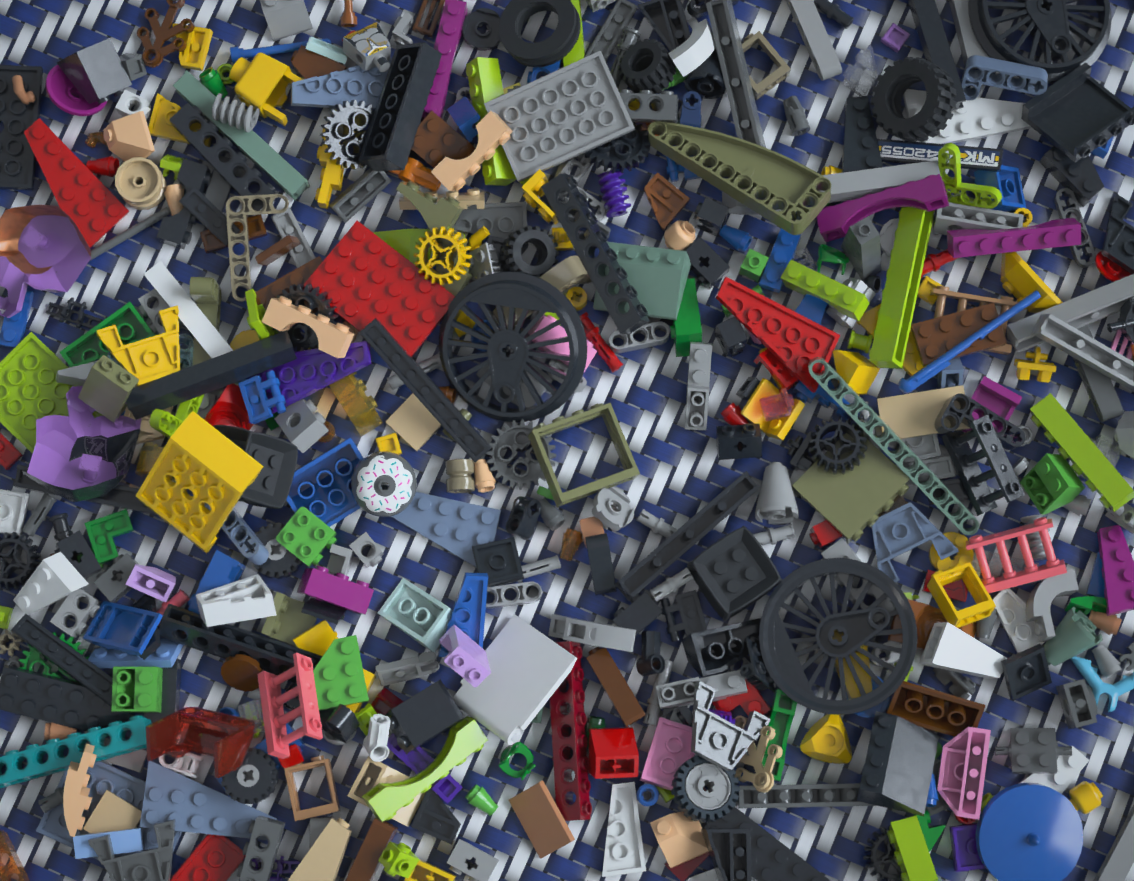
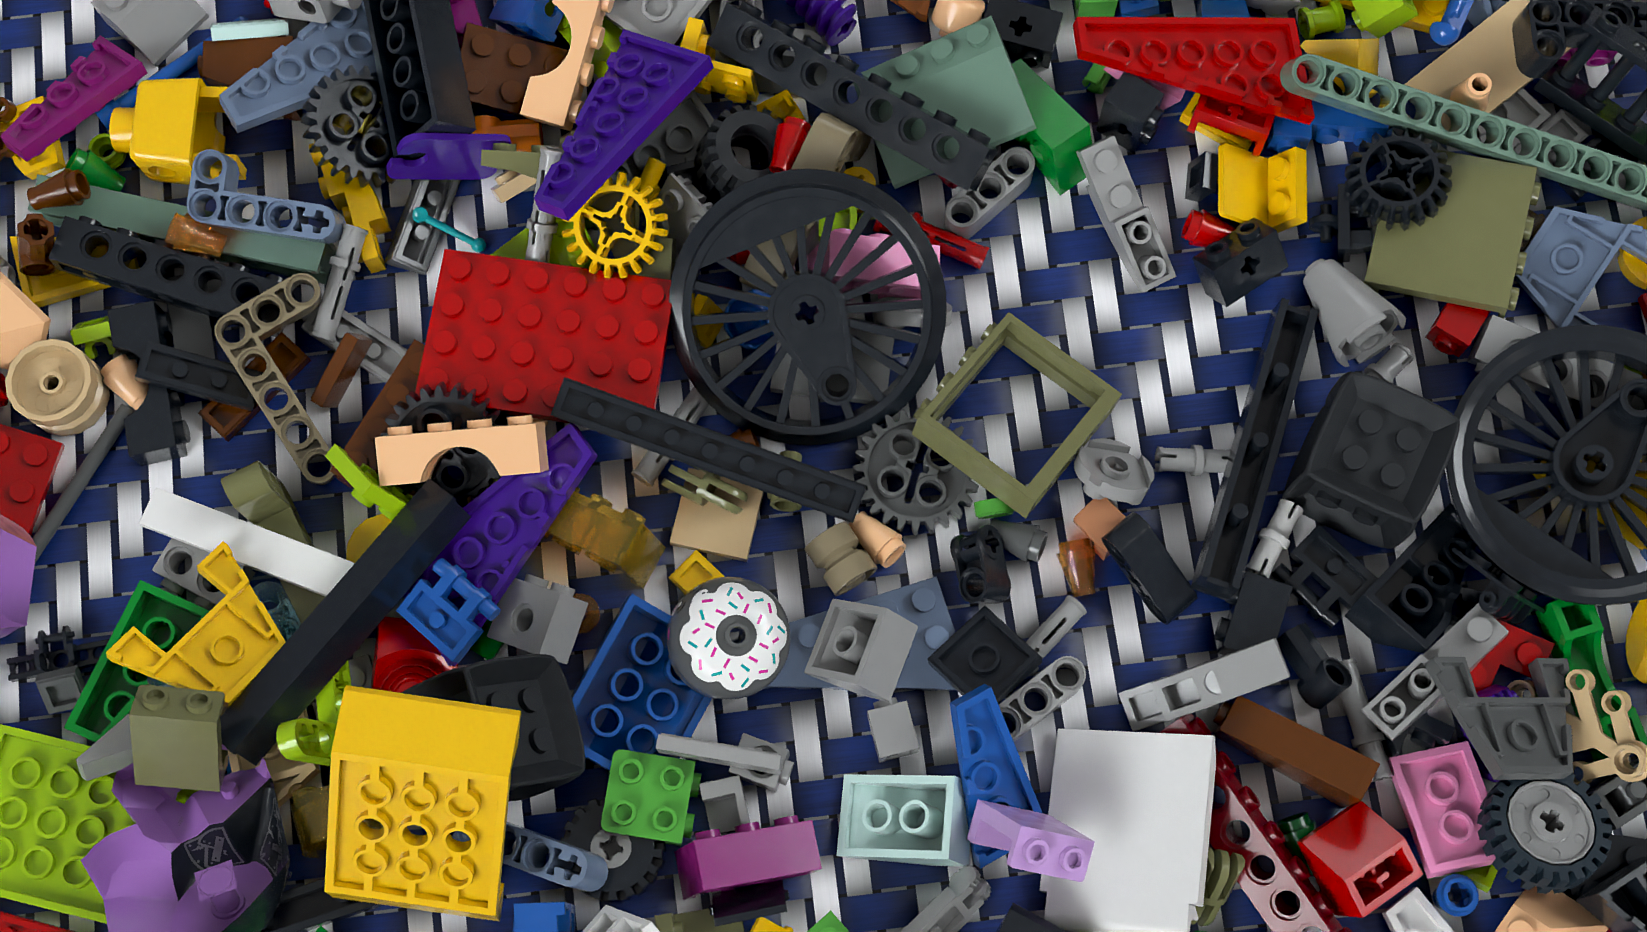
camera: 30 degrees left, 5 degrees down
(67, 331) = (60, 688): none -> dark grey tile
(166, 108) = (35, 244): none -> reddish brown piece
(193, 86) = (61, 190): none -> reddish brown cone
(233, 114) = (148, 195): light grey piece -> none
(235, 37) = (70, 102): none -> magenta wing
(243, 145) = (194, 236): none -> clear orange cone
(284, 152) = (267, 209): none -> sand blue beam
(307, 199) = (339, 282): none -> light grey pin
(348, 535) = (719, 753): none -> light grey tile
(358, 193) = (421, 215): none -> teal hinge
(383, 172) = (446, 158): none -> dark purple piece
(415, 406) = (705, 489): none -> olive arm
(419, 221) = (542, 224): none -> light grey pin
(436, 570) = (892, 729): none -> light grey brick
(443, 524) = (861, 648): none -> light grey slope
(479, 200) = (621, 111): none -> dark purple wing
(538, 725) = (1220, 880): none -> olive arm
(550, 260) = (788, 142): none -> red cone
(777, 405) = (1269, 170): clear pink bracket -> none
(901, 430) = (1473, 91): none -> light nougat cone

